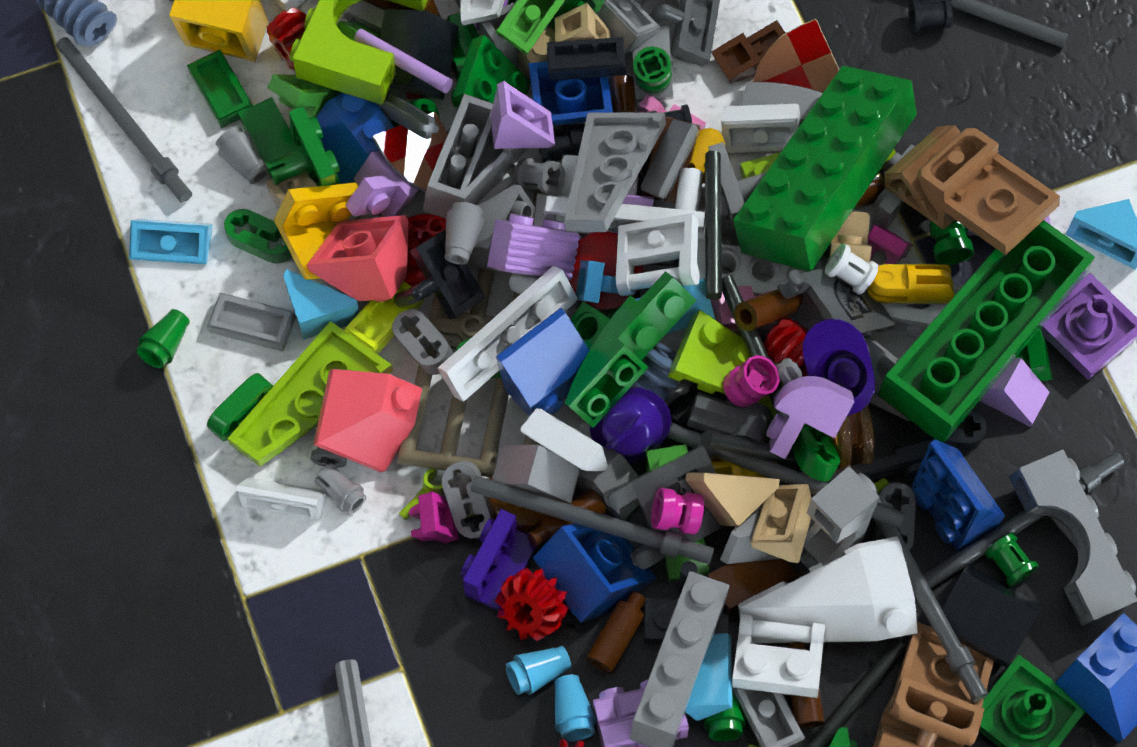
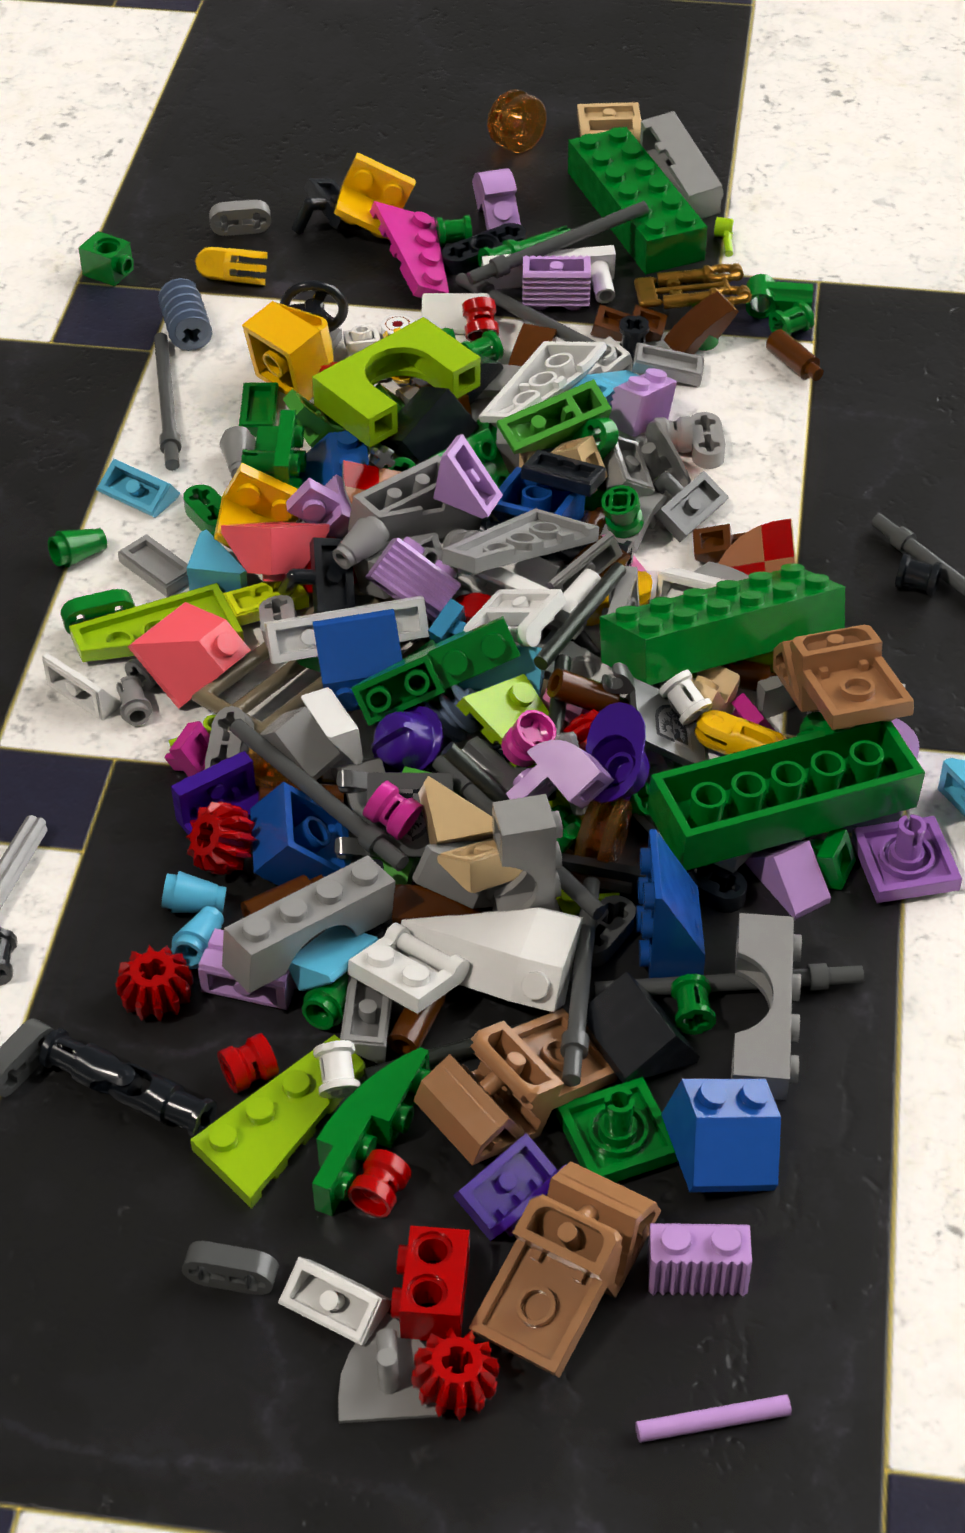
camera: 30 degrees right, 20 degrees down
(407, 62) = (410, 423): lavender bar -> none

